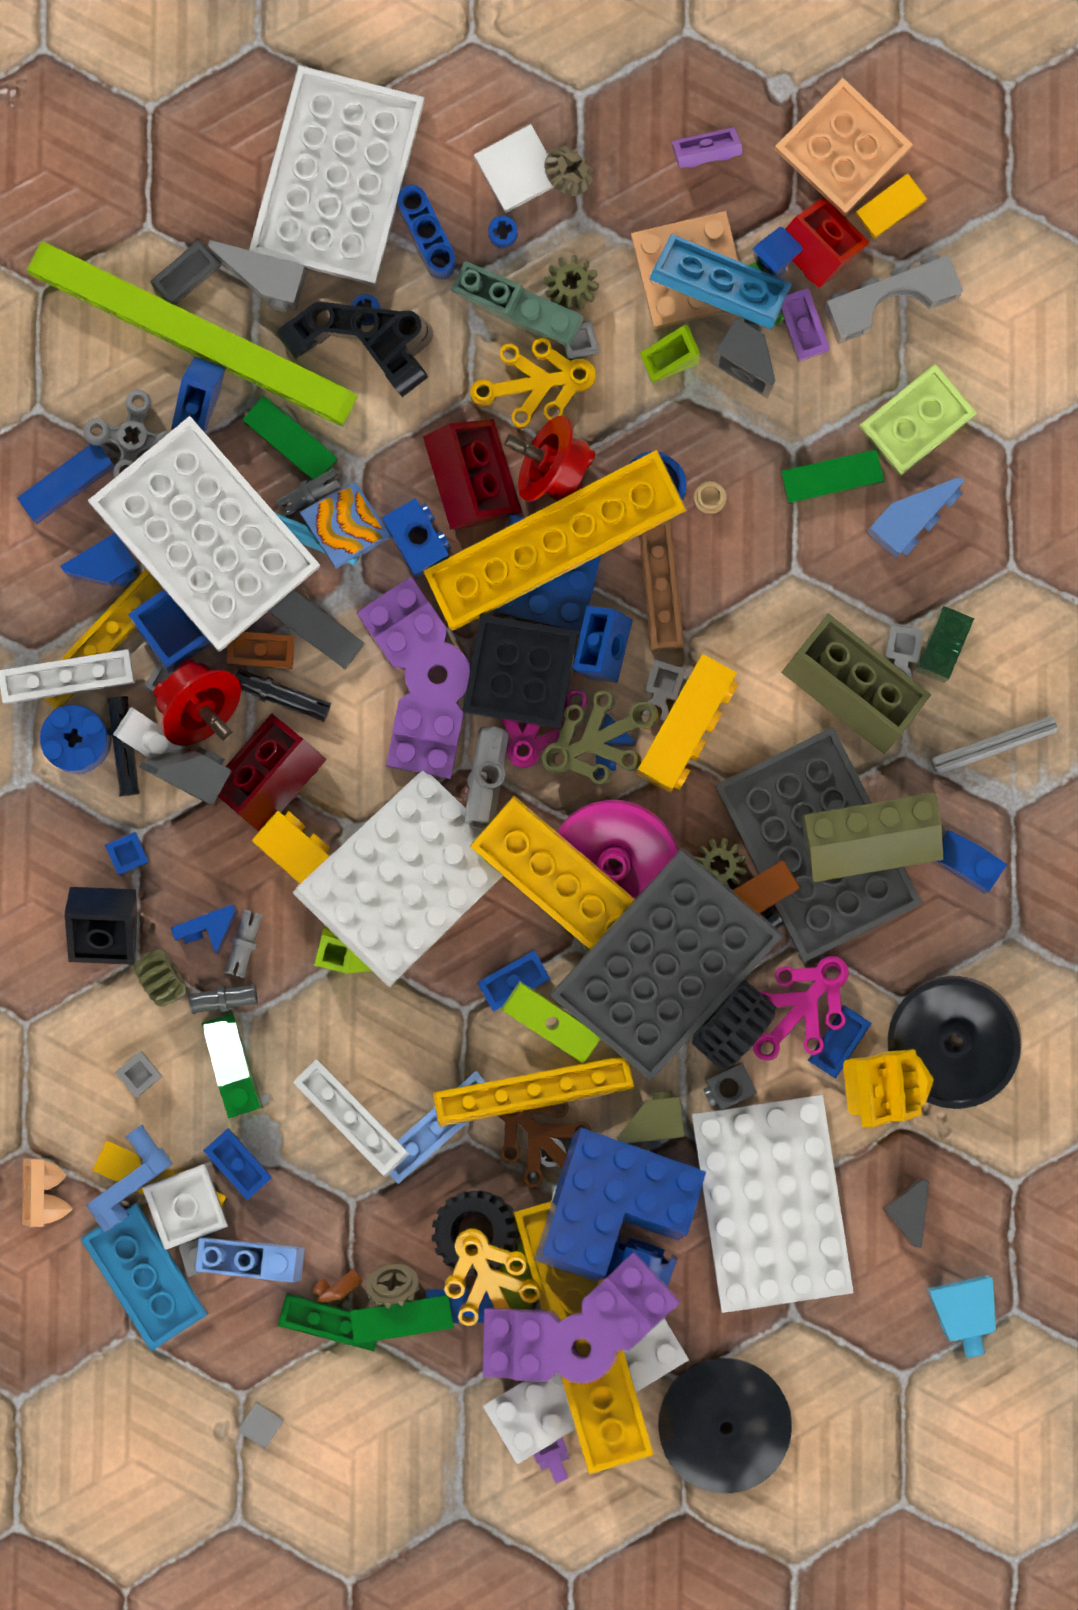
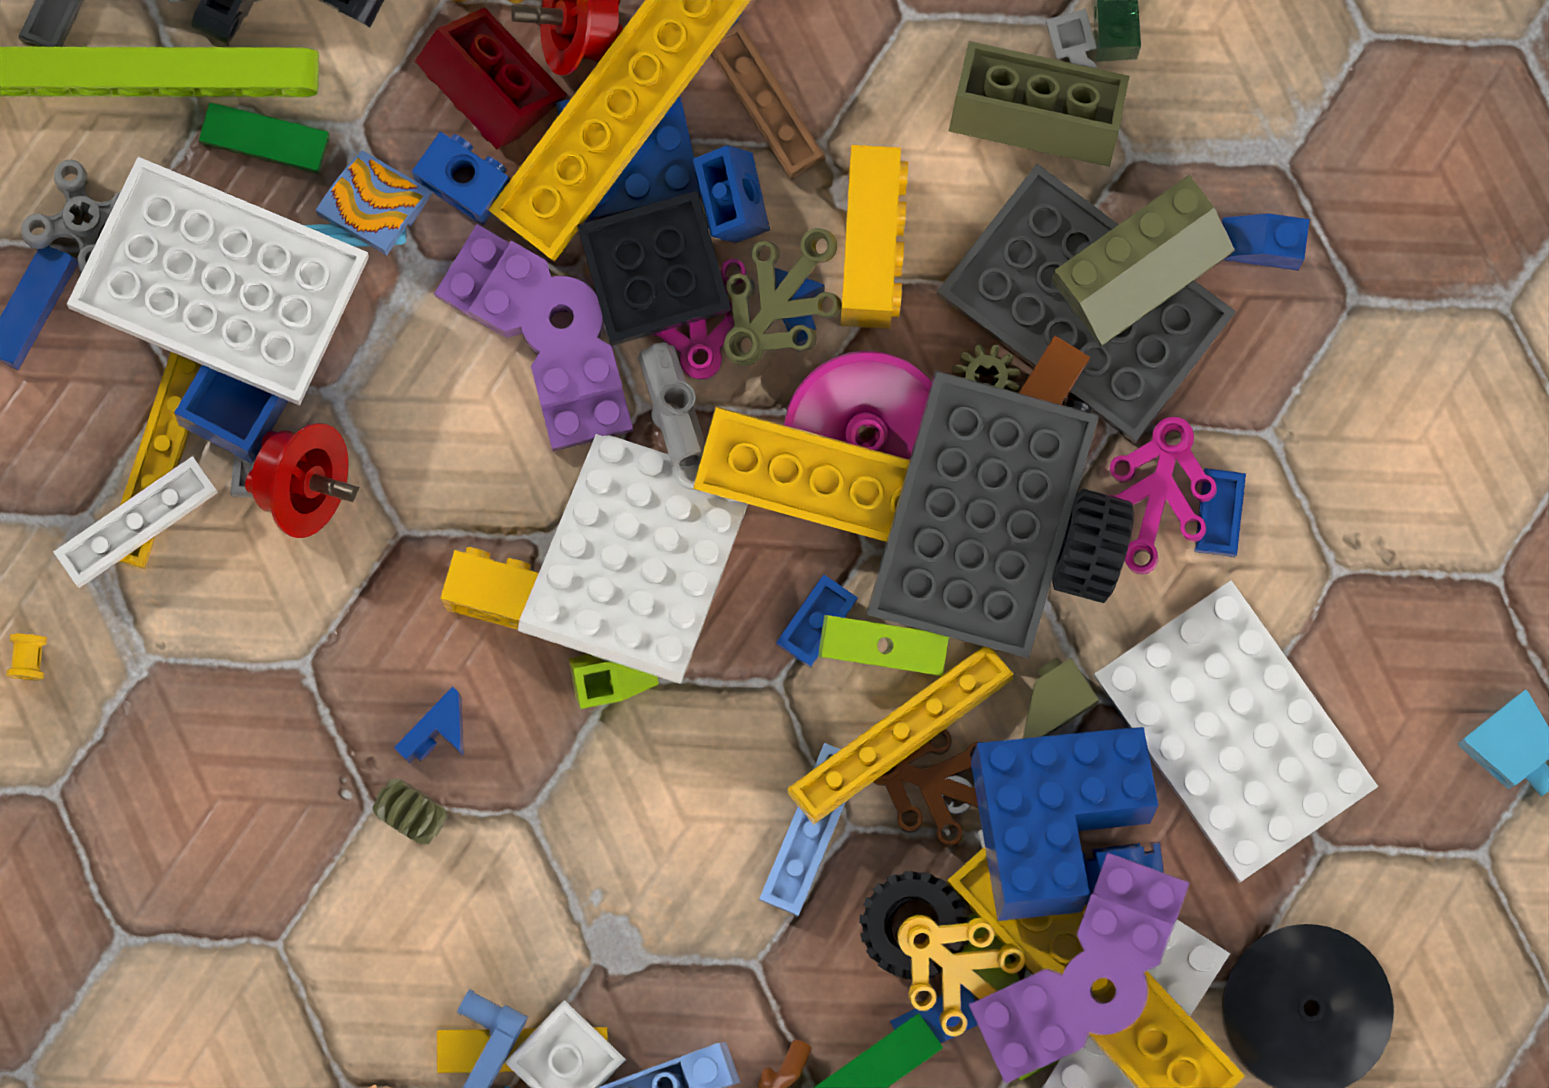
camera: 25 degrees left, 5 degrees down
(65, 723) = (159, 576): blue brick -> none
(101, 925) = (312, 786): black slope -> none
(104, 563) = (117, 375): blue slope -> none
(127, 785) = (230, 557): black pin -> none
(127, 853) = (302, 690): blue plate -> none
(139, 1074) = (438, 935): light grey plate -> none
(144, 735) = (265, 548): white tile -> none
(191, 771) = (334, 560): dark grey slope -> none
(198, 392) = (133, 130): blue slope -> none
(223, 998) = (493, 802): dark grey pin -> none
(231, 1066) = (541, 874): slope -> none
(237, 1164) = (602, 983): blue plate -> none
(243, 943) = (486, 728): light grey pin -> none
(262, 650) = (346, 387): dark orange plate -> none
(269, 772) = (419, 521): dark red slope -> none
(287, 697) = (396, 426): black pin -> none
(309, 492) = (315, 184): dark grey pin -> none
(317, 628) = (397, 333): dark grey tile -> none
(351, 1118) = (707, 865): white plate -> none
(385, 1277) = (834, 1033): dark tan gear -> none
(663, 685) = (824, 208): light grey plate -> none
(744, 1087) = (1134, 608): dark grey brick -> none
(886, 1087) = (1298, 533): yellow piece -> none
(909, 1211) = (1395, 664): dark grey slope -> none
(991, 1035) = (1358, 486): black dish -> none
(994, 745) = (1227, 99): light grey axle -> none

